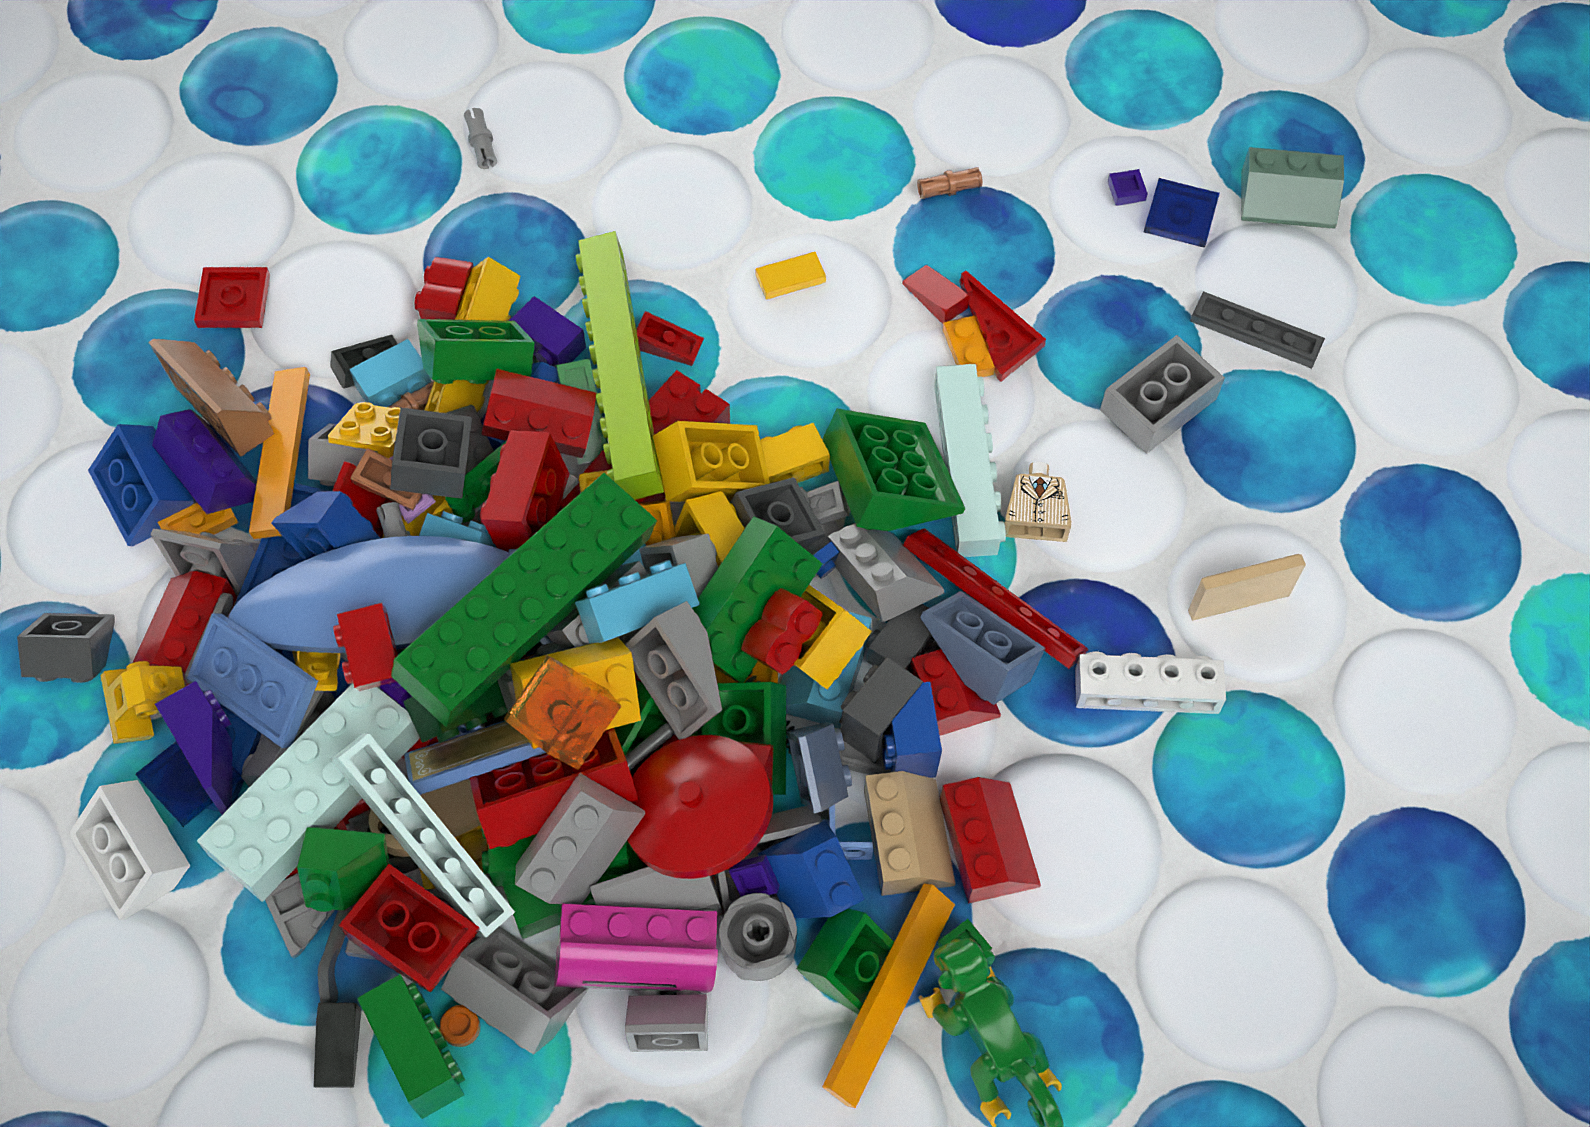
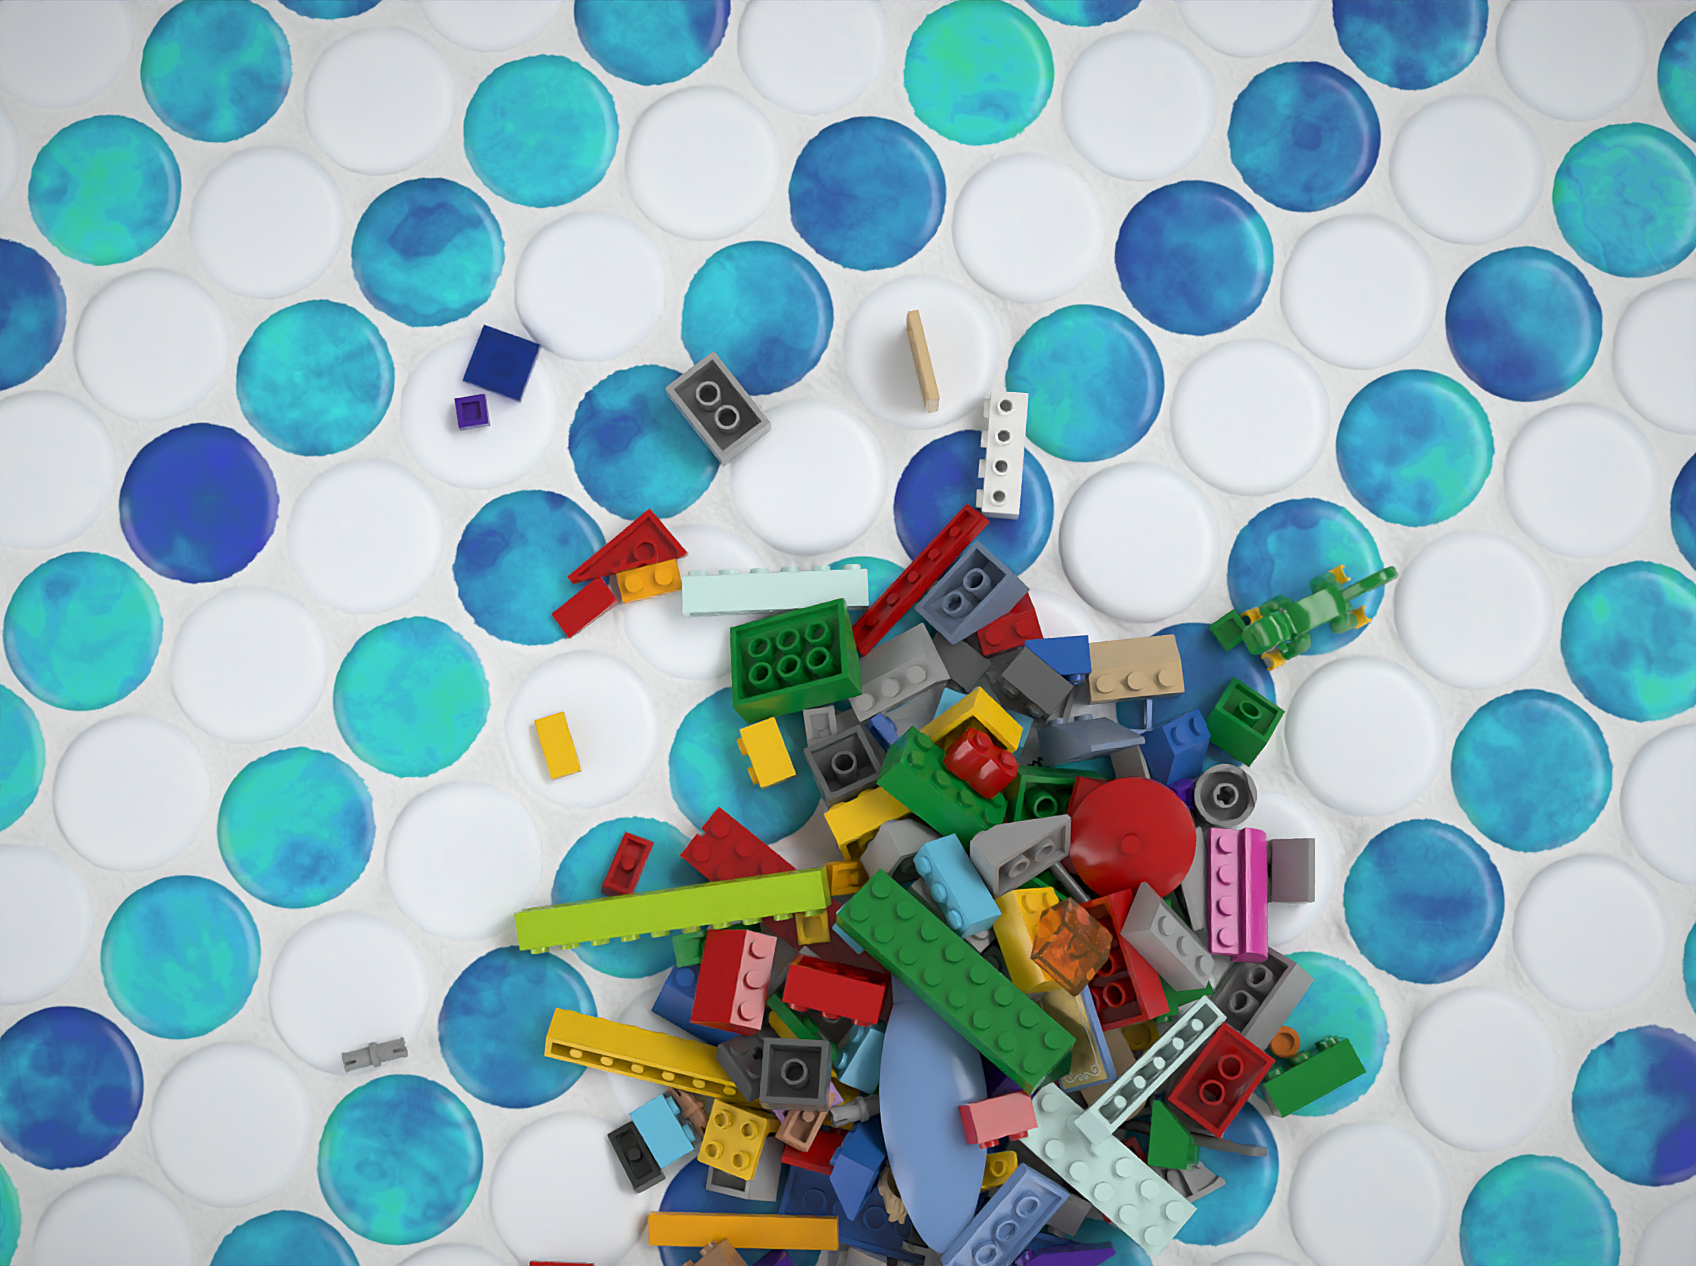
camera: 85 degrees left, 20 degrees up
(336, 1044) = (1298, 1141): pearl dark grey slope -> none
(443, 288) = (565, 1082): red brick -> none
(473, 349) = (658, 1044): green slope -> none
(554, 335) = (621, 982): dark purple brick -> none
(709, 459) = (790, 823): yellow brick -> none
(888, 996) = (1268, 693): light orange tile -> none
(949, 183) = (456, 584): nougat pin -> none
(988, 838) = (1139, 603): red slope -> none
(1038, 506) = (825, 532): tan torso -> none
(1257, 329) = (640, 311): dark grey tile -> none
(1291, 187) = (484, 255): sand green slope -> none

